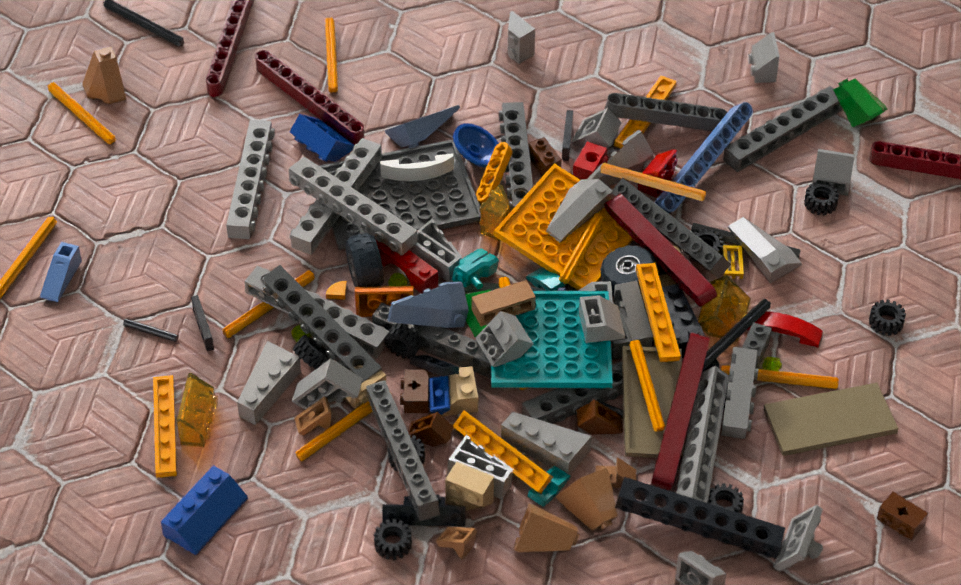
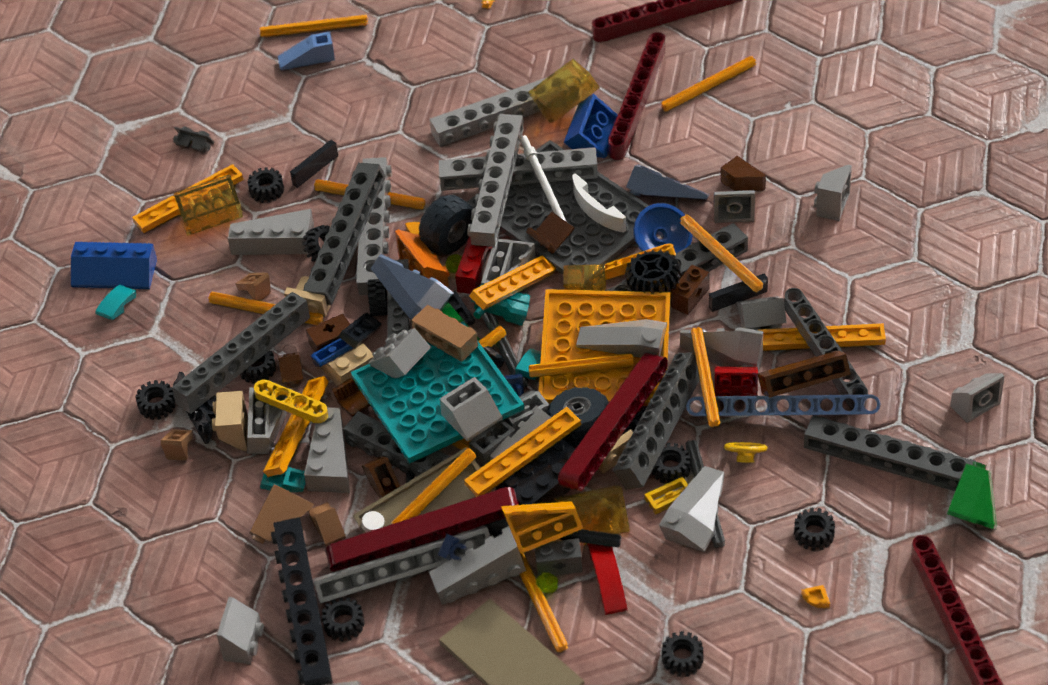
camera: 65 degrees right, 0 degrees up
(84, 397) = (186, 136): none -> dark grey hinge
(150, 330) = (288, 139): black bar -> none
(195, 357) = (265, 177): none -> black tyre
(249, 525) = (114, 302): none -> teal slope
(276, 130) = (563, 90): none -> clear yellow slope
(329, 381) = (281, 269): light grey wedge -> none
(342, 175) = (531, 155): none -> white bar
(424, 206) = (551, 232): none -> reddish brown piece
(450, 79) = (742, 176): none -> reddish brown slope
(469, 248) = (512, 282): none -> light orange plate
(479, 95) = (734, 206): none -> light grey slope
(486, 433) = (292, 398): none -> yellow beam
(496, 402) = (350, 397): none -> reddish brown piece
(525, 164) = (657, 270): none -> black gear
(530, 121) = (721, 253): none -> light orange axle
(544, 532) = (221, 495): medium nougat slope -> none
(589, 160) = (714, 319): red brick -> none
(645, 441) = (372, 521): none -> white tile
(696, 127) = (804, 373): none -> reddish brown brick
(722, 395) = (449, 547): none -> dark blue tile
(725, 198) = (745, 450): none -> yellow piece
(734, 329) = (541, 523): none -> light orange wedge
(834, 169) = (852, 519): light grey slope -> none
(879, 226) = (816, 596): none -> light orange tile

